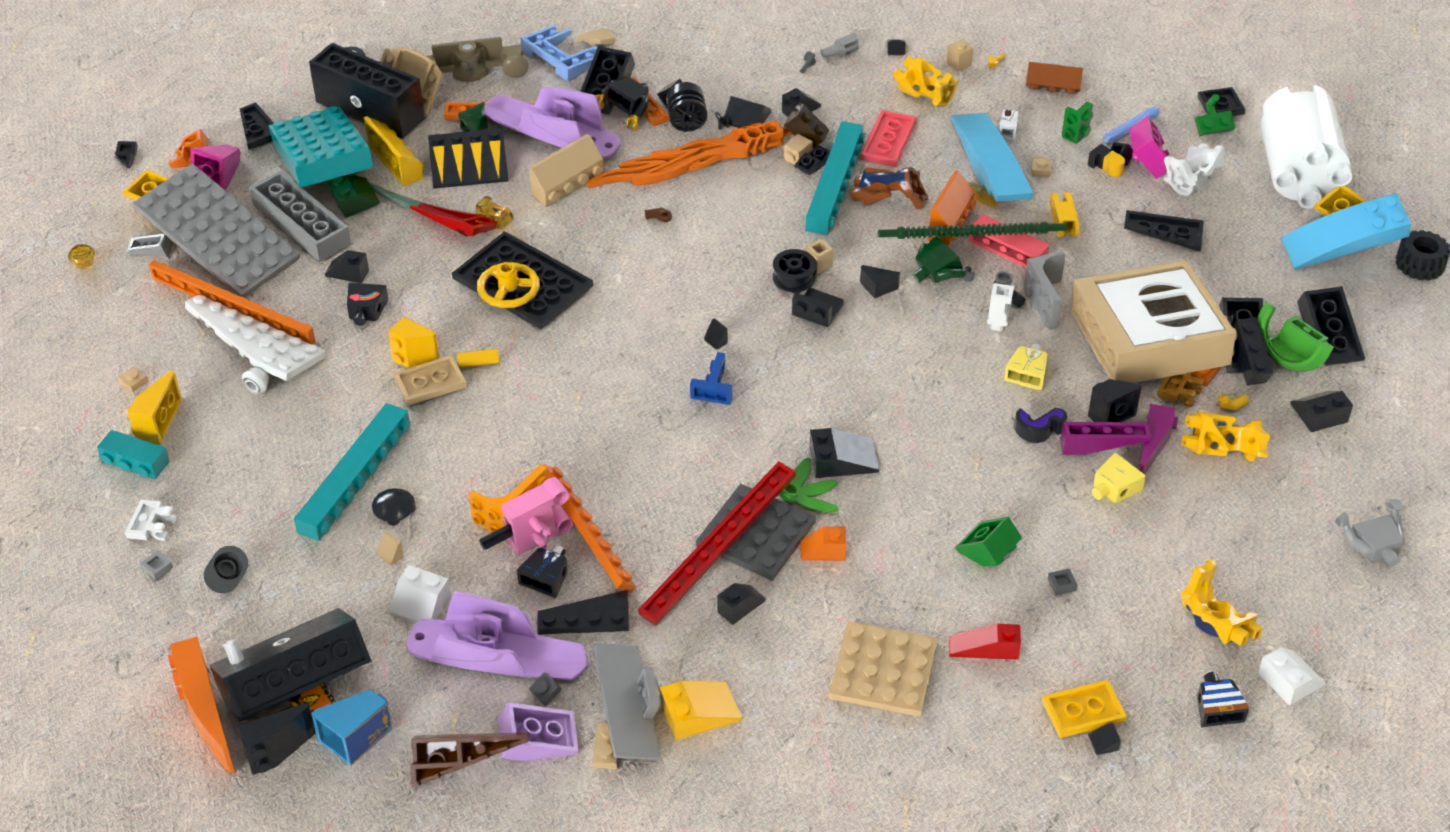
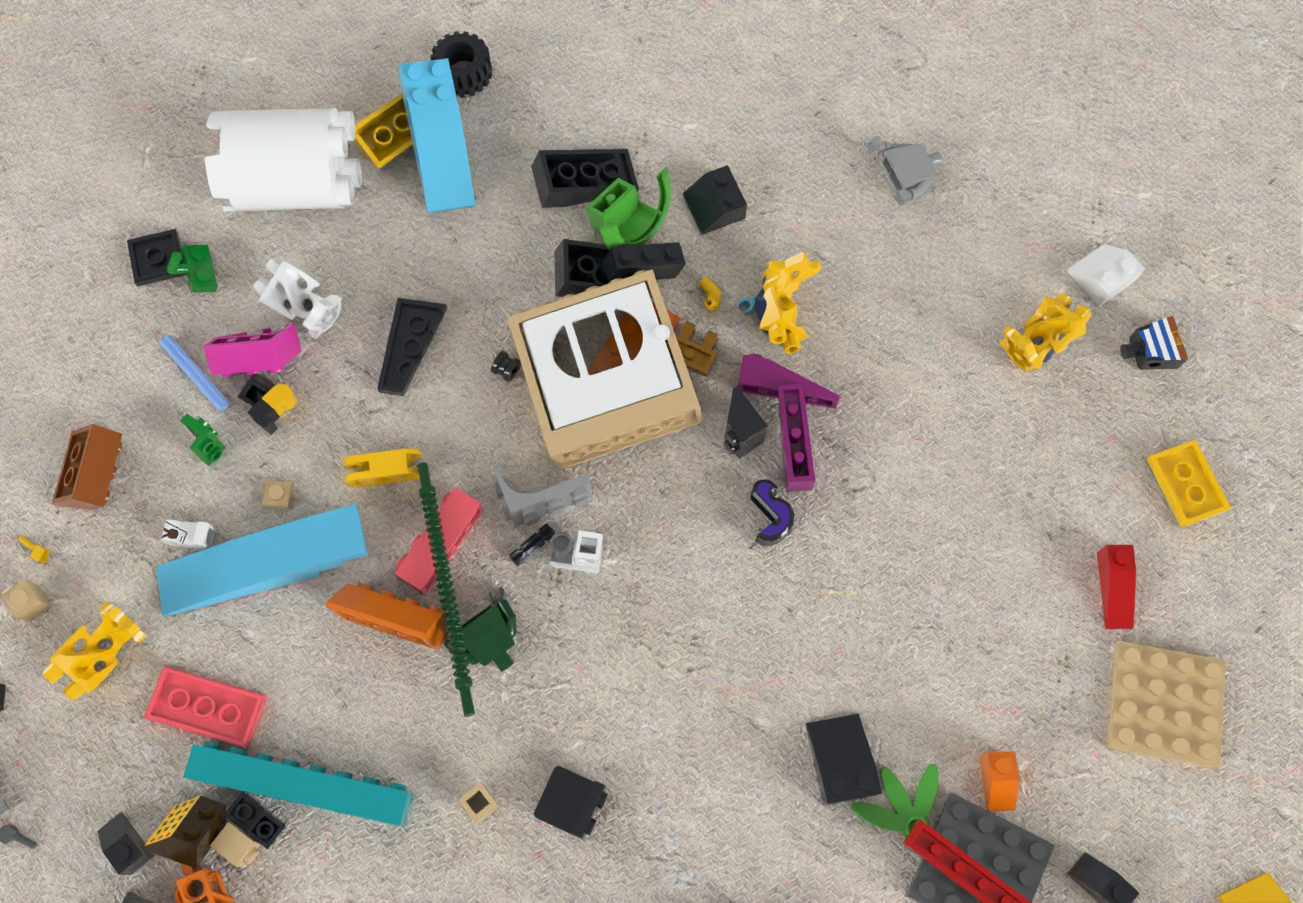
camera: 95 degrees left, 25 degrees up
(794, 270) = (489, 839): black wheel -> none
(878, 184) = (327, 730): dark orange hips -> none
(878, 280) = (520, 718): black slope -> none
(982, 196) = (329, 581): clear yellow slope -> none
(990, 541) = (967, 580): green slope -> none
(1027, 367) = (671, 523): light yellow torso -> none
(1062, 582) = (1014, 498): dark grey plate -> none
(1105, 739) = (1223, 463): black slope -> none
(1117, 480) = (853, 430): light yellow torso -> none

